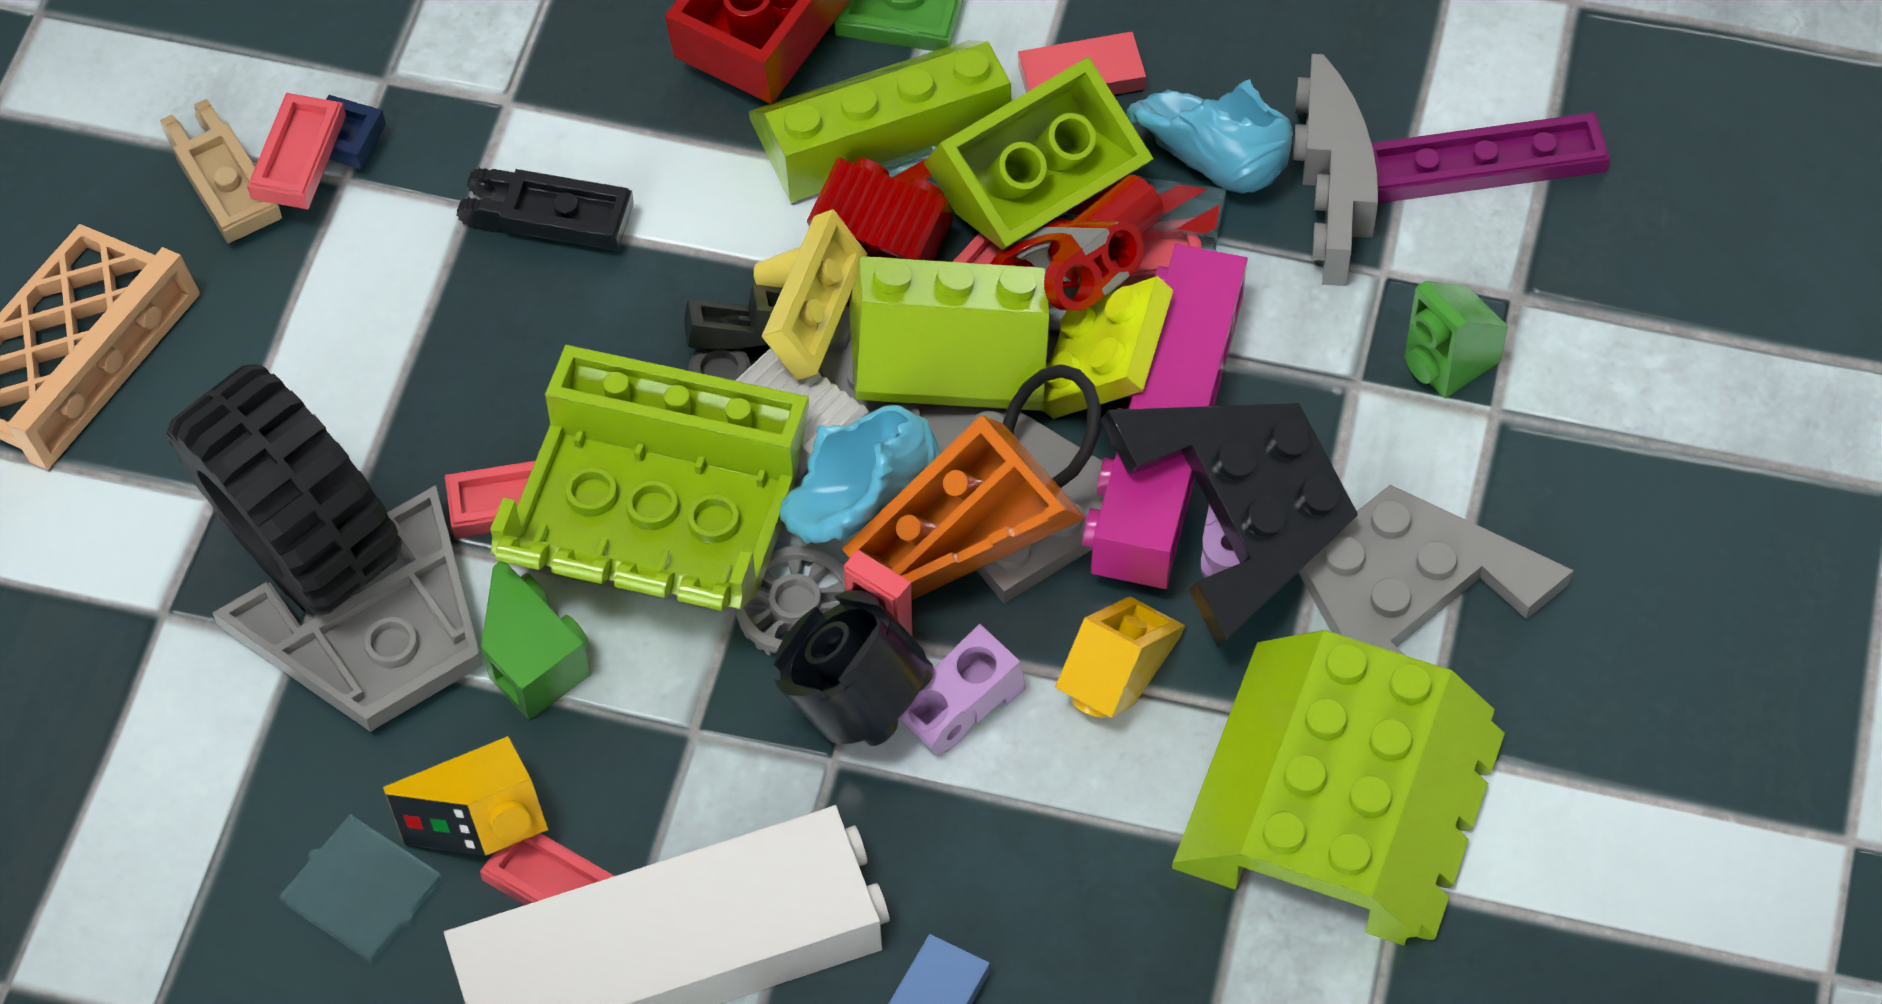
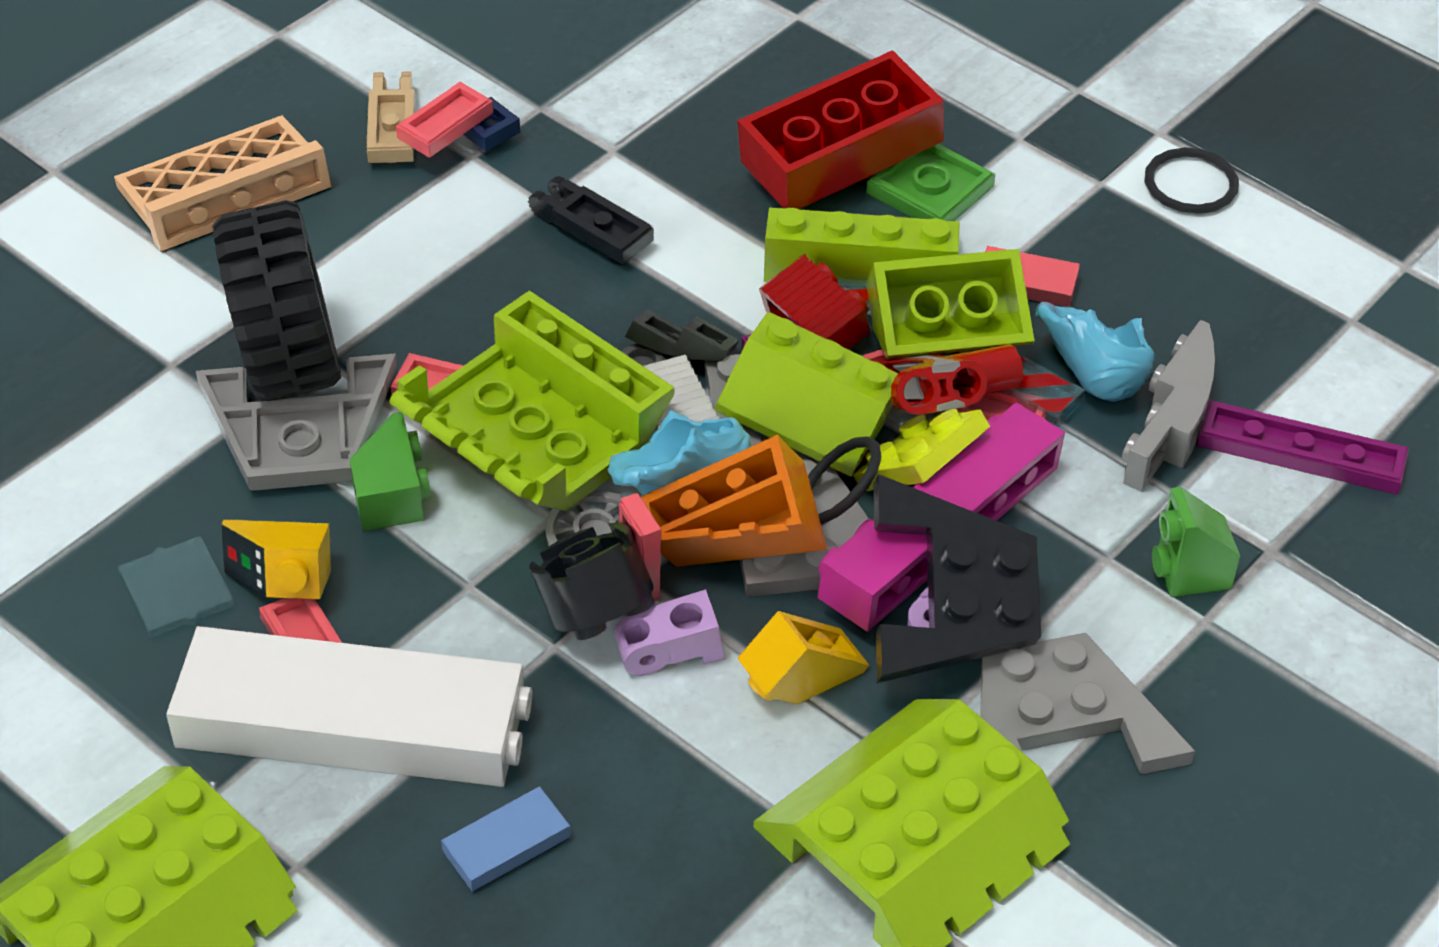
camera: 25 degrees right, 10 degrees down
(813, 294) = (721, 331): light yellow piece -> none

